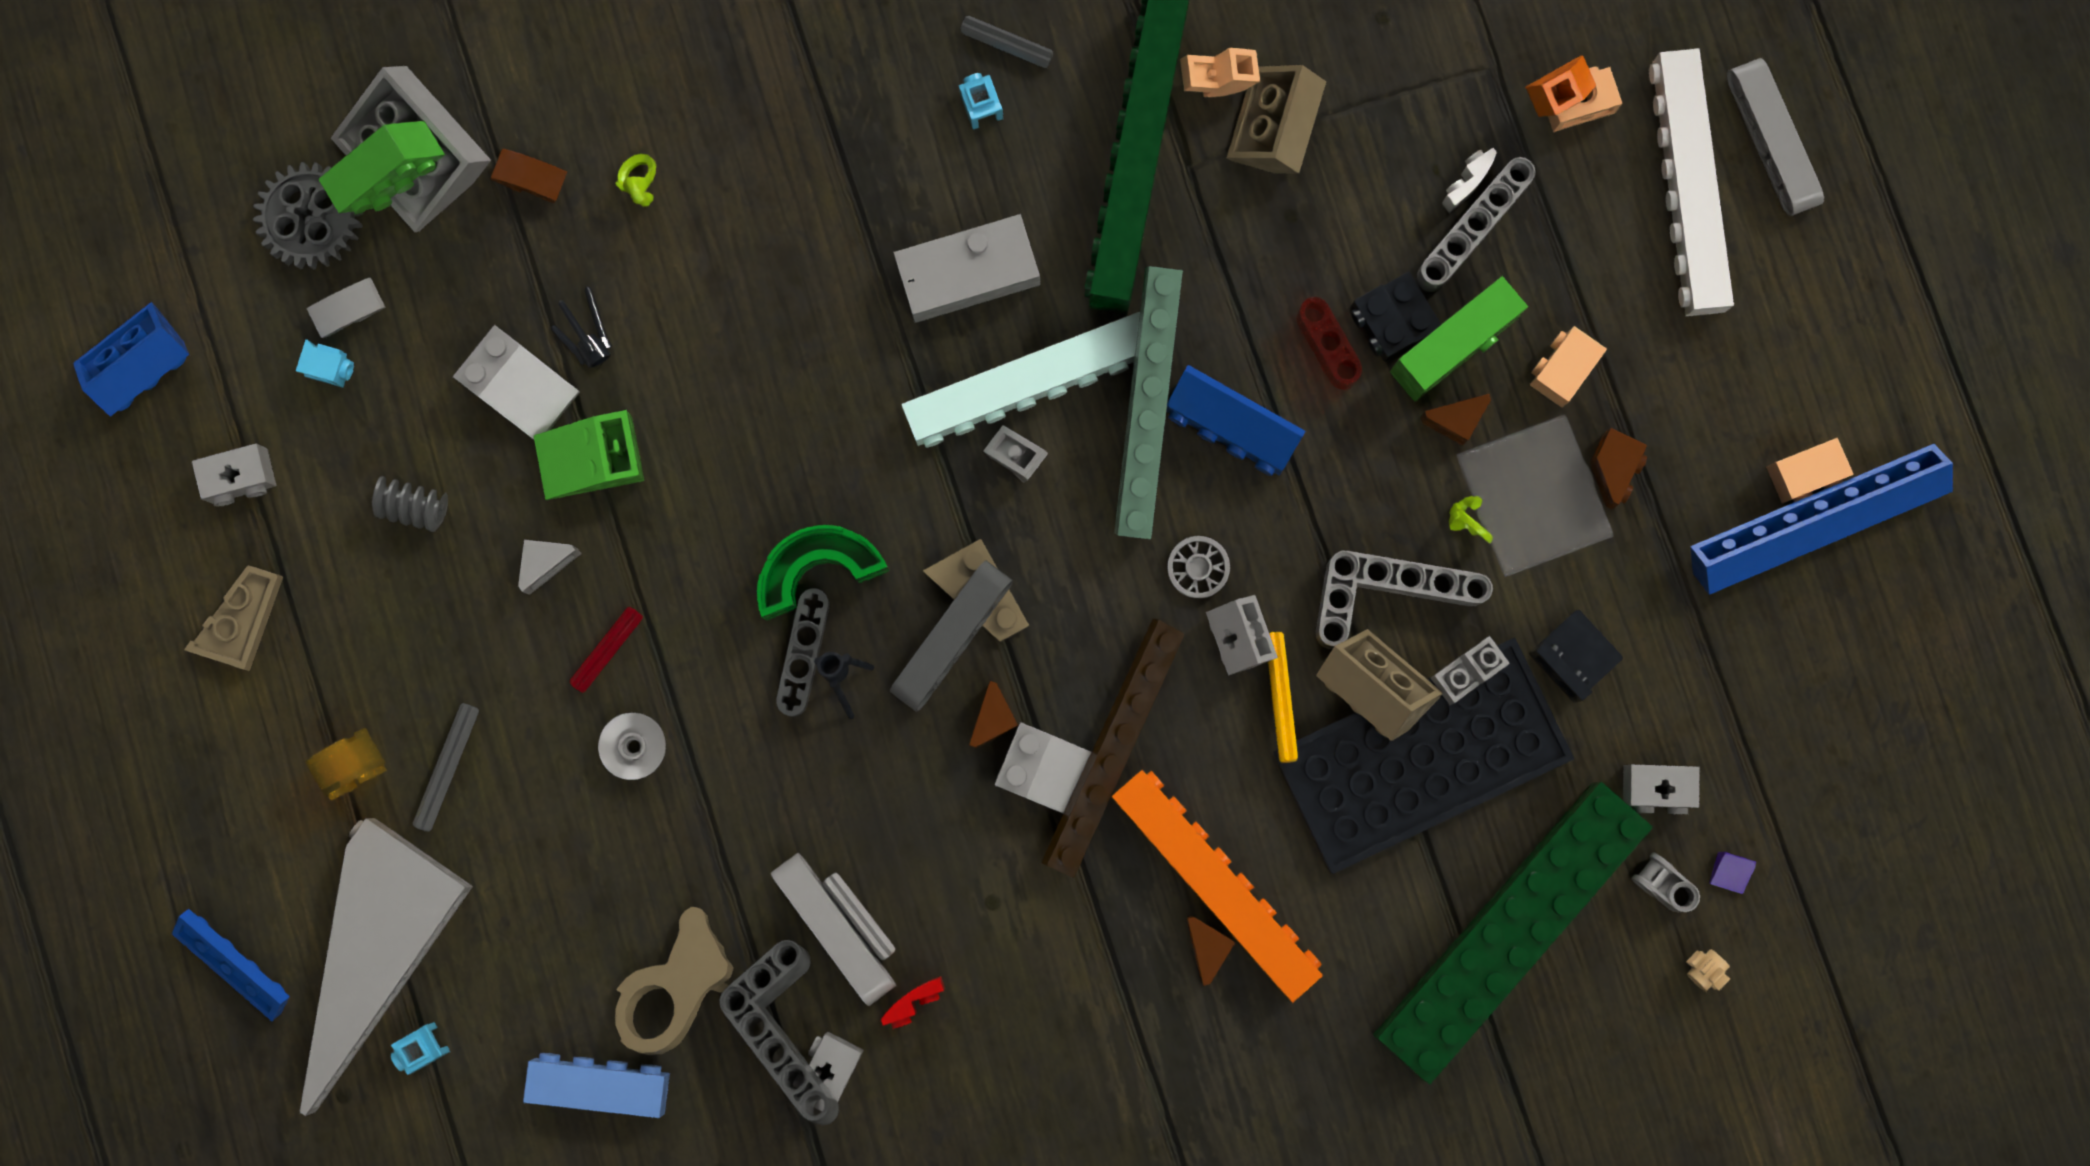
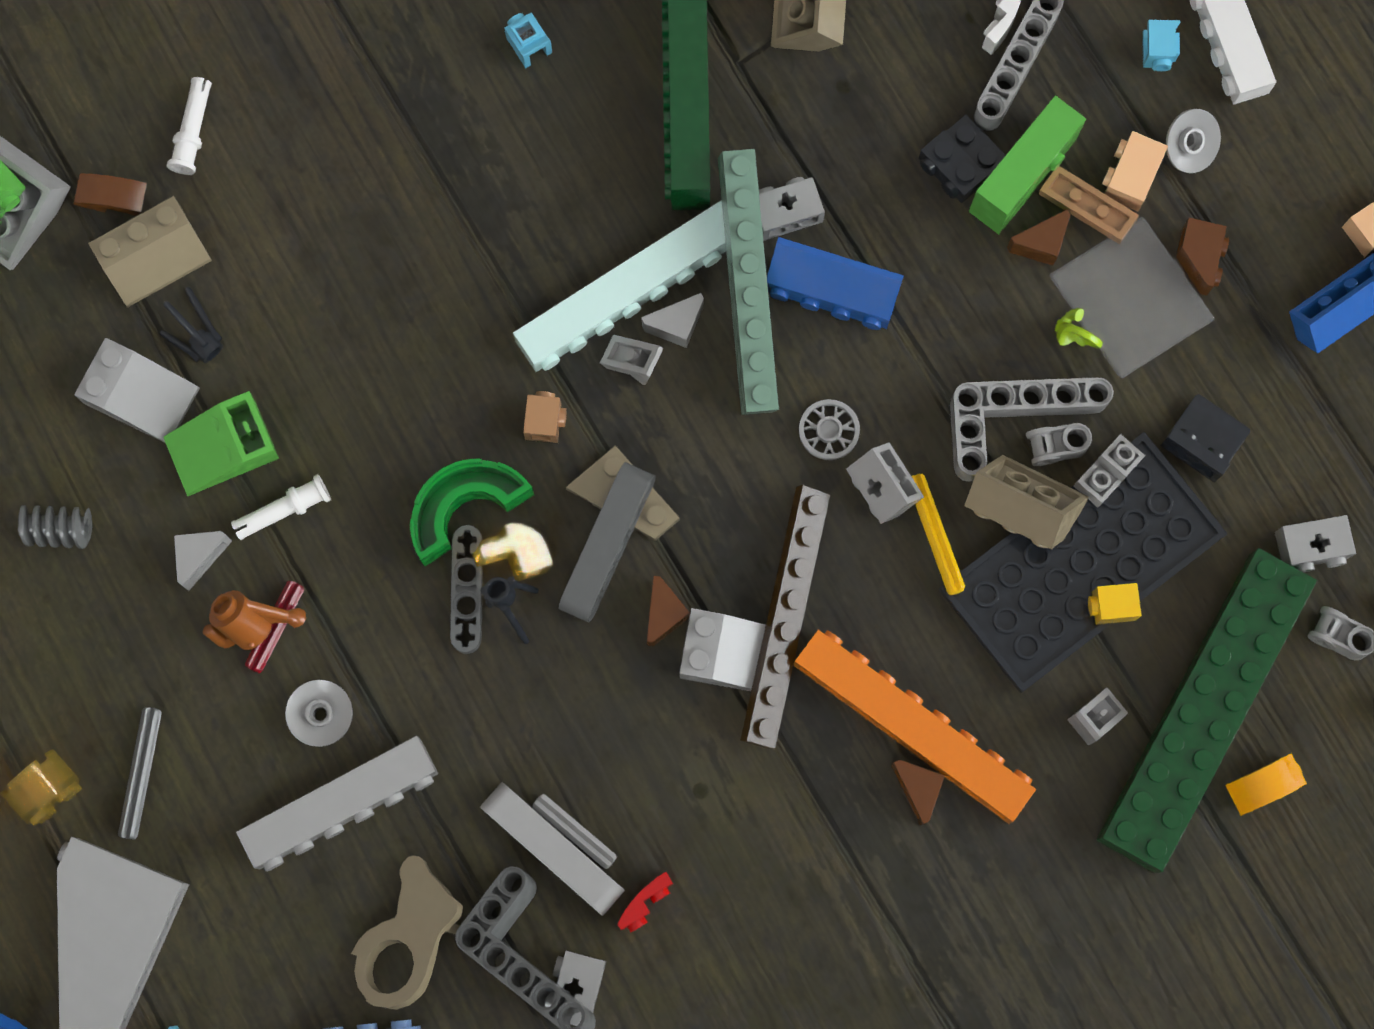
camera: 15 degrees left, 5 degrees down
(557, 243) = (150, 251): none -> dark tan slope
(576, 641) = (246, 622): none -> dark orange piece
(617, 135) = (188, 140): none -> white pin
(632, 839) = (337, 803): none -> light grey brick
(637, 185) = (215, 181): lime piece -> none
(650, 528) = (296, 501): none -> white pin
(867, 626) = (521, 546): none -> clear yellow brick
(915, 495) = (544, 417): none -> medium nougat brick
(967, 268) = (548, 195): light grey brick -> none
(1068, 425) = (675, 321): none -> light grey slope
(1223, 338) = (805, 210): none -> light grey brick
(1329, 327) = (908, 209): clear red beam -> none
(1402, 914) = (1097, 716): none -> light grey slope
(1423, 630) = (1056, 444): none -> light grey piece
(1444, 807) = (1115, 603): none -> yellow brick
(1512, 391) = (1088, 204): none -> medium nougat plate
(1554, 1019) = (1266, 784): none -> light orange brick
(1625, 240) = (1161, 44): none -> medium azure window
(1644, 351) = (1202, 143): none -> light grey dish

